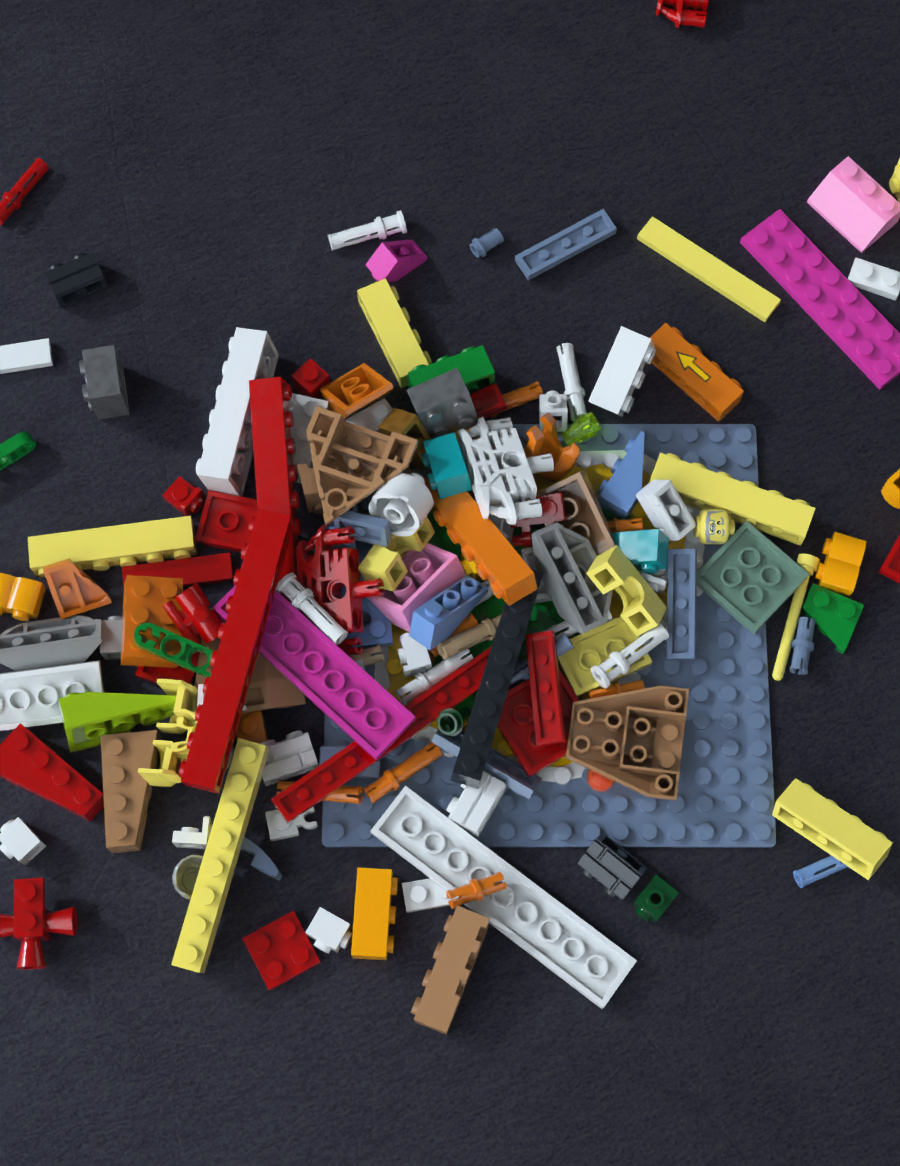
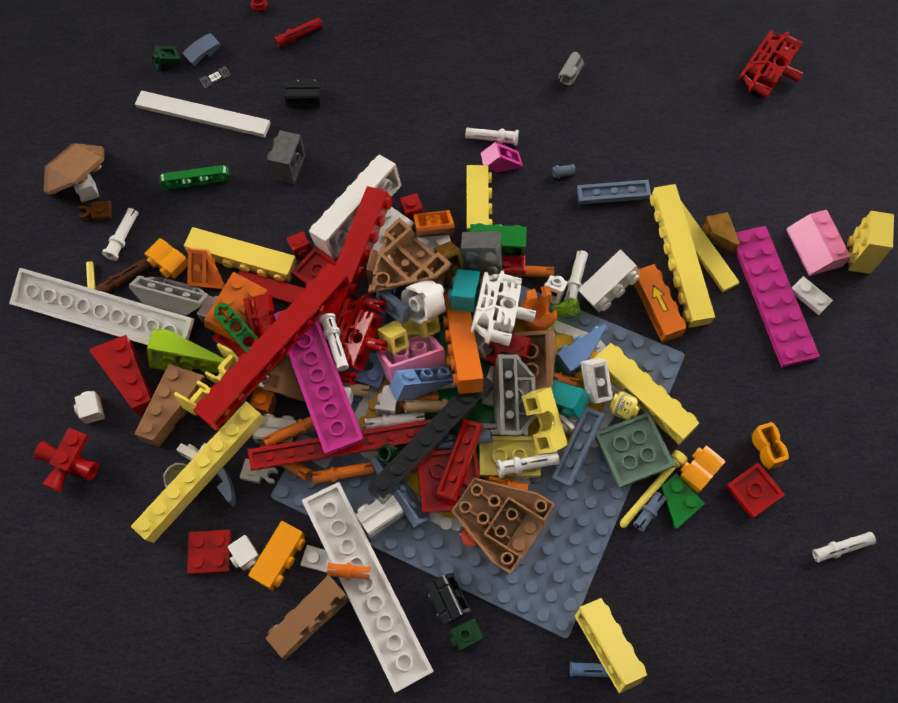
camera: 25 degrees right, 5 degrees down
(319, 740) = (289, 432): none -> orange pin
(428, 91) = (571, 69): none -> light grey arm
(693, 295) = (682, 256): none -> light yellow brick
(728, 241) = (721, 232): none -> pearl gold slope

